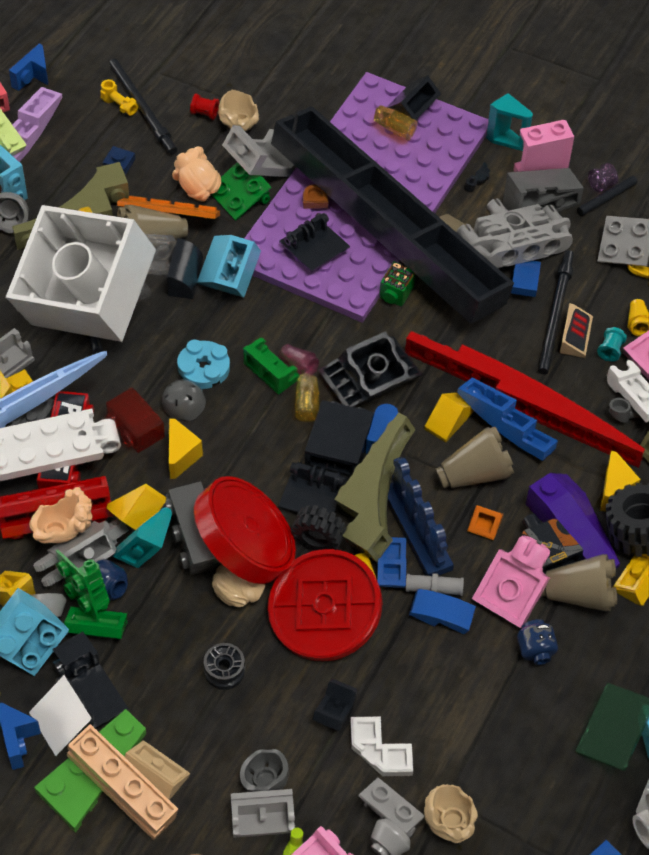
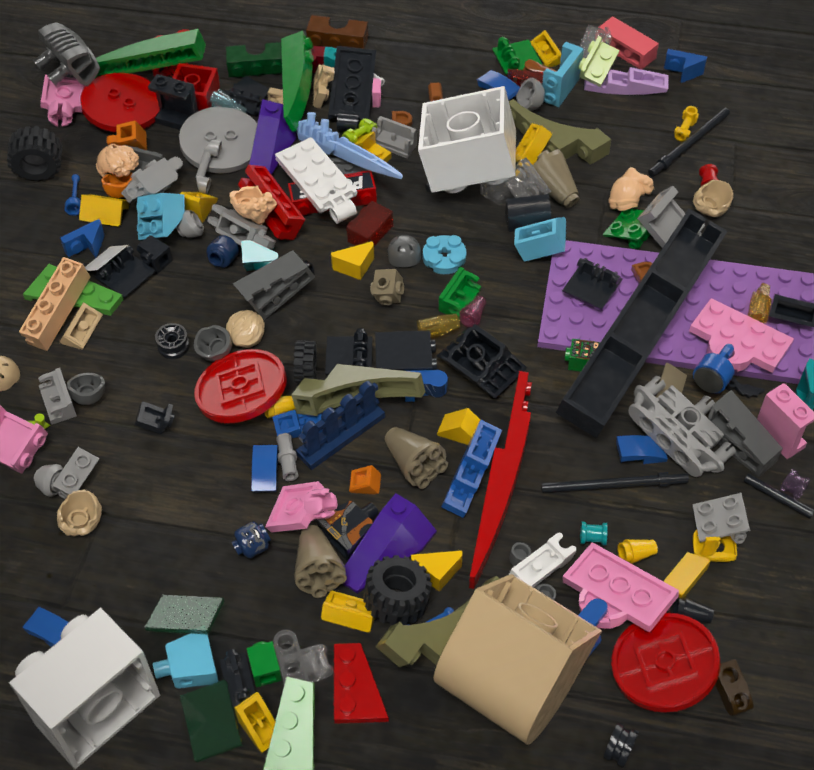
camera: 75 degrees right, 0 degrees up
(84, 584) = (202, 232): green hinge -> none
(109, 625) = (186, 250): green piece -> none
(120, 155) = (623, 145): dark blue plate -> none
(137, 506) = (274, 239): yellow slope -> none
(166, 206) = (586, 186): orange windscreen -> none
(238, 416) = (387, 286): none -> dark tan brick
(244, 530) = (277, 307): red brick -> none
(251, 619) = (217, 347): none -> dark grey helmet
(384, 758) = (134, 449): white tile -> none
(439, 158) = (733, 345): none -> bright pink plate
(576, 332) = (597, 502): slope -> none

